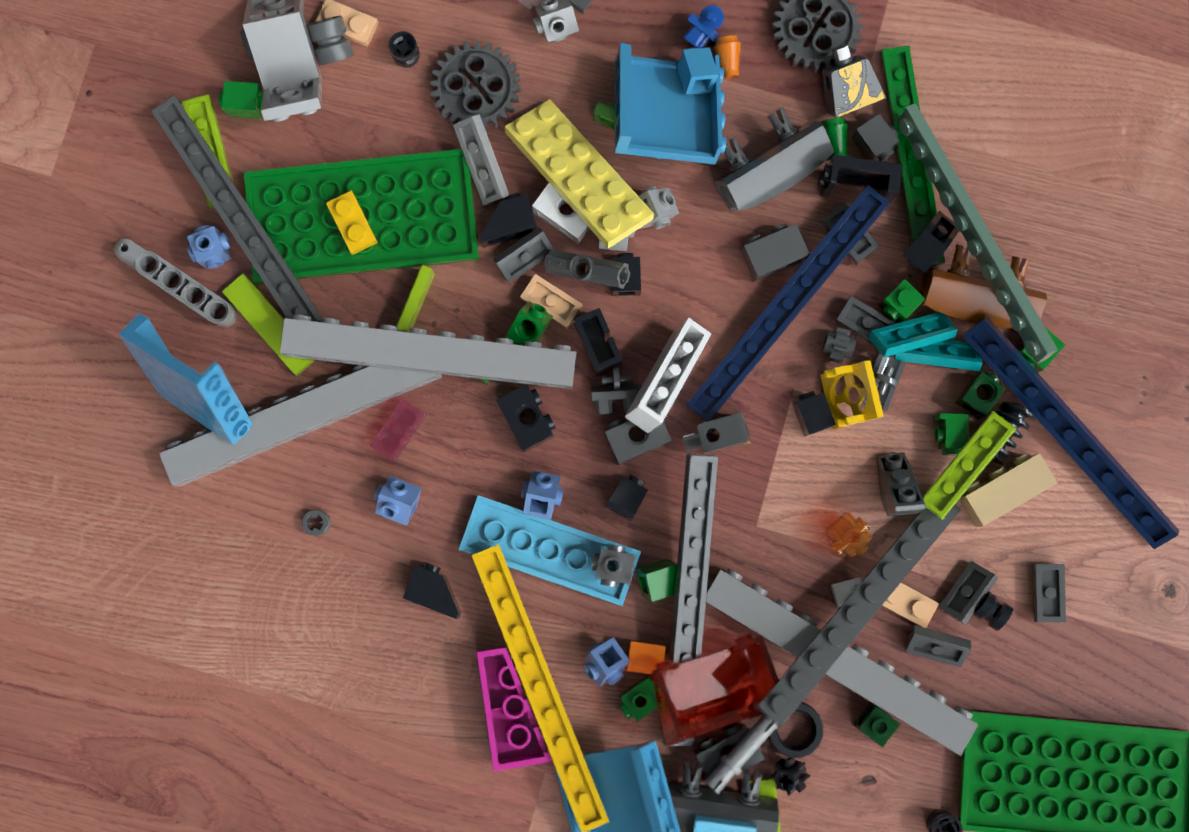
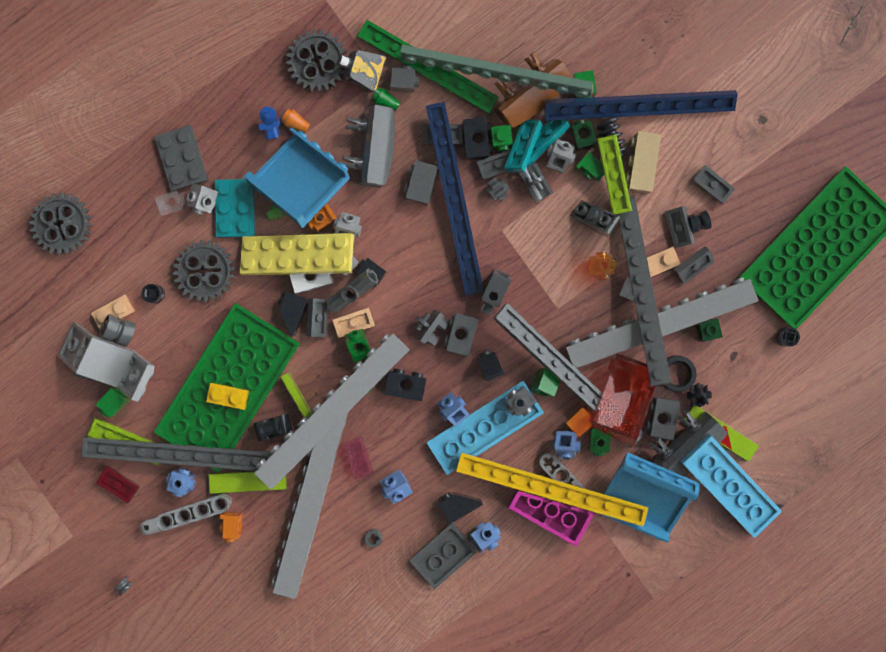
camera: 50 degrees left, 5 degrees up
(35, 276) = (123, 586): none -> dark grey bush
(150, 179) = (117, 484): none -> dark red plate
(202, 345) = (231, 526): none -> orange brick
(203, 397) = (268, 546): dark azure panel -> none
(355, 303) = (273, 427): none -> black piece
(359, 621) = (443, 555): none -> dark grey plate
(411, 650) = (480, 541): none -> medium blue brick
(481, 159) = (248, 300): light grey plate -> none
(574, 66) = (234, 208): none -> teal plate
(574, 665) = (555, 461): none -> light grey beam
(592, 332) = (388, 314): black piece -> none
(643, 179) = (329, 218): none -> orange brick
(668, 375) = (443, 294): white brick -> none
(697, 71) = (291, 146): dark azure brick -> none
(740, 754) = (668, 413): light grey pin -> none
(813, 413) = (523, 231): black brick -> none
(861, 172) = (428, 92): black panel -> none
(873, 406) = (523, 189): yellow piece -> none
(889, 263) = (477, 150): none -> black brick
(931, 242) = (483, 96): black slope -> none
(936, 386) = (560, 156): none -> light grey brick

